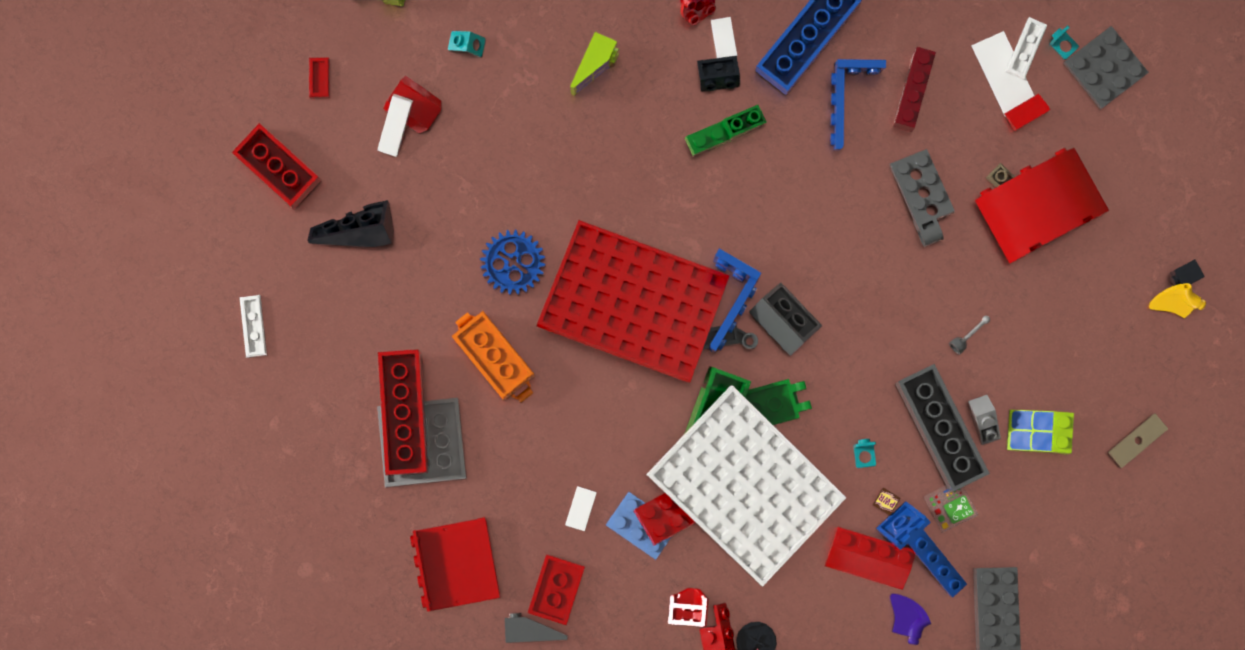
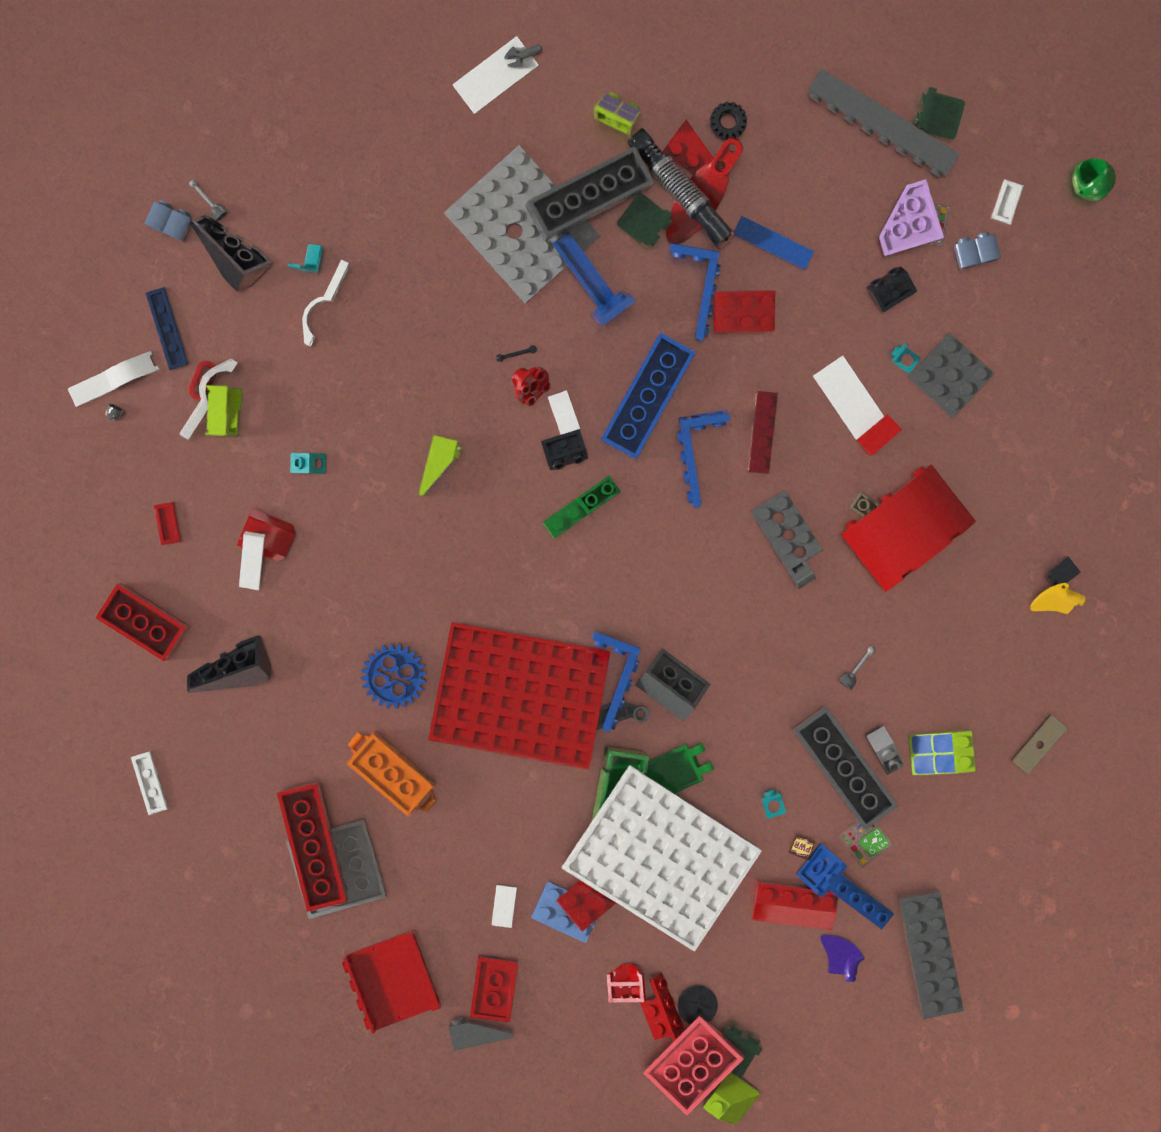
camera: 10 degrees left, 5 degrees up
(1026, 48) = (868, 370): white tile -> none

